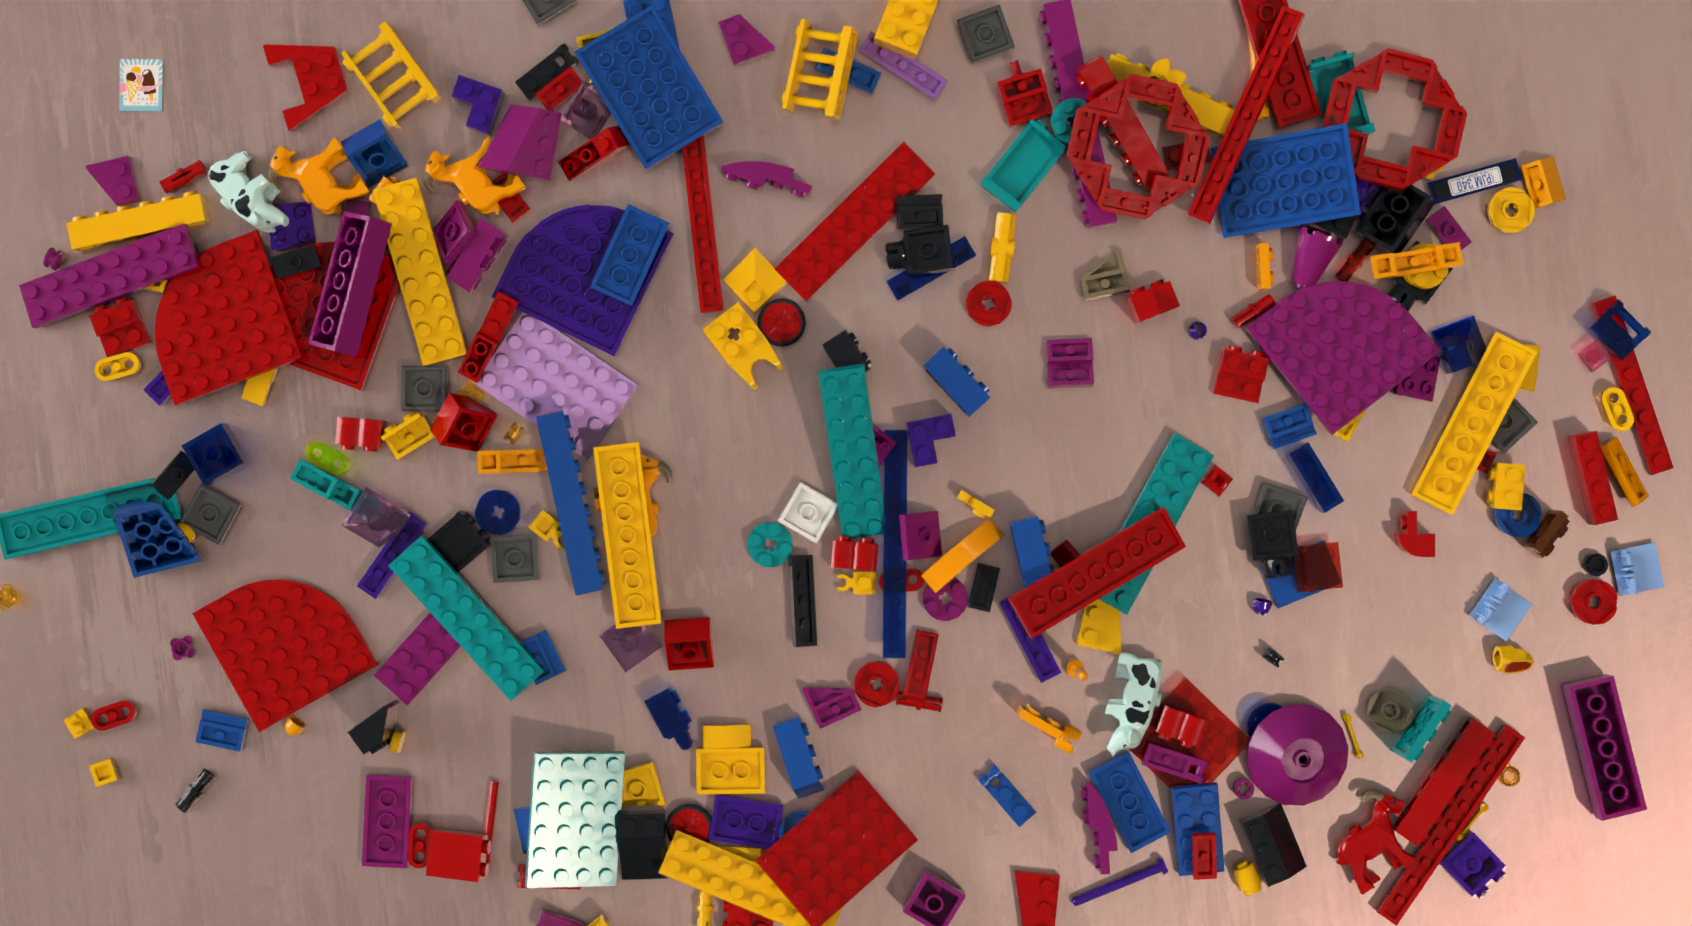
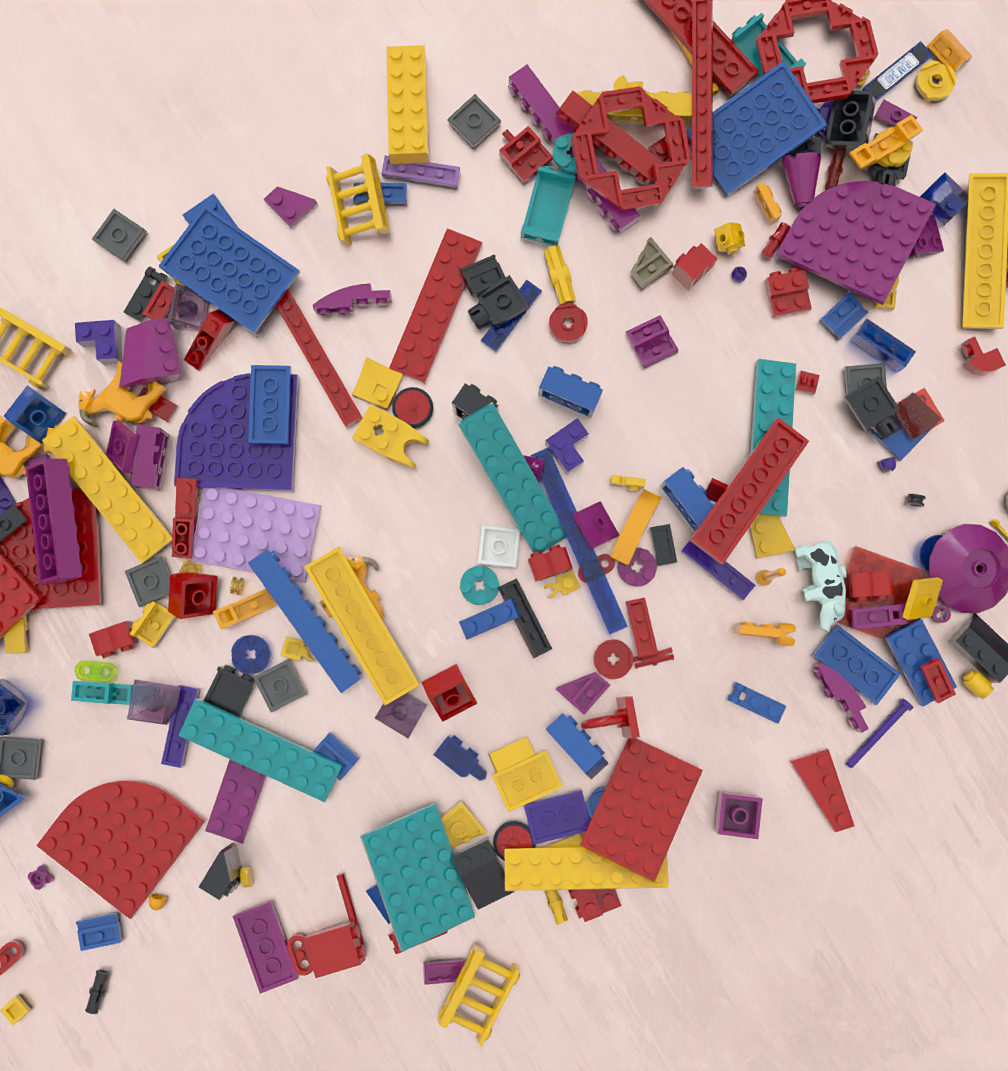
camera: 25 degrees left, 5 degrees down
(765, 585) = (489, 619): none -> blue plate
(859, 749) = (624, 718): none -> red tile
(1204, 288) = (729, 238): none -> yellow brick
(1228, 764) = (922, 598): none -> yellow plate

